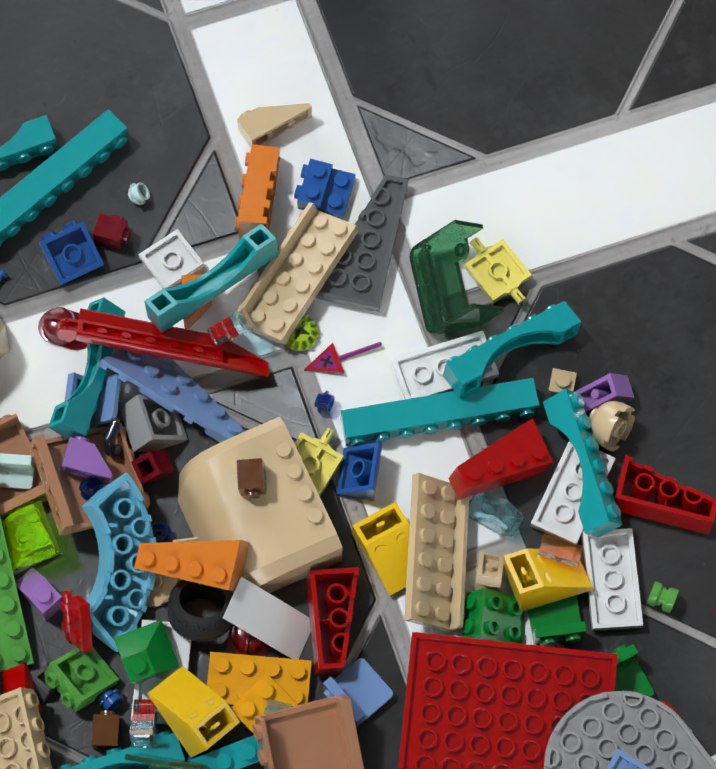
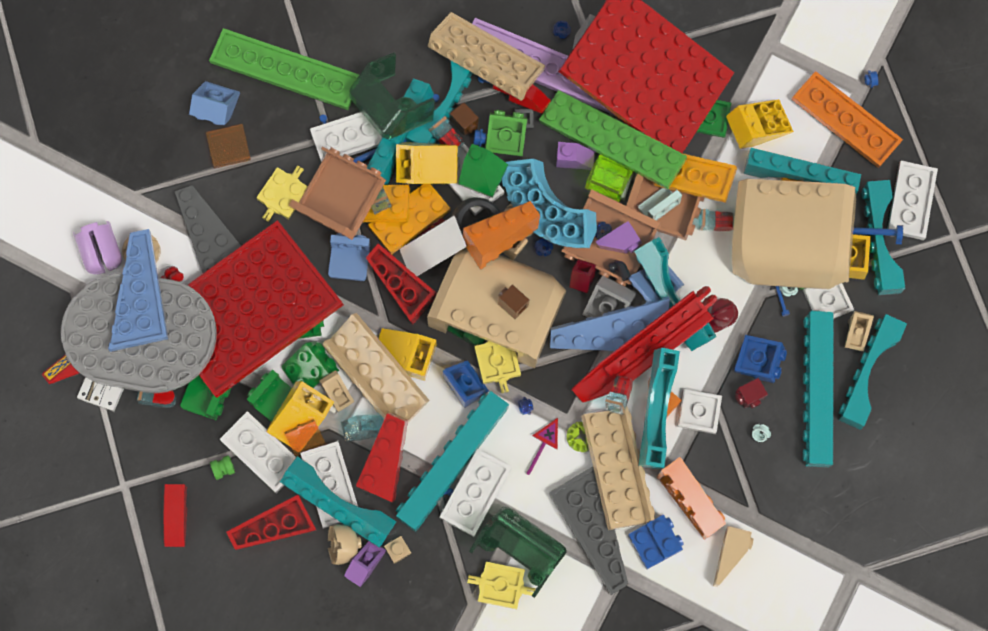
camera: 135 degrees right, 5 degrees up
(76, 621) = (536, 153): red plate -> none
(552, 326) = (434, 576): teal arch -> none

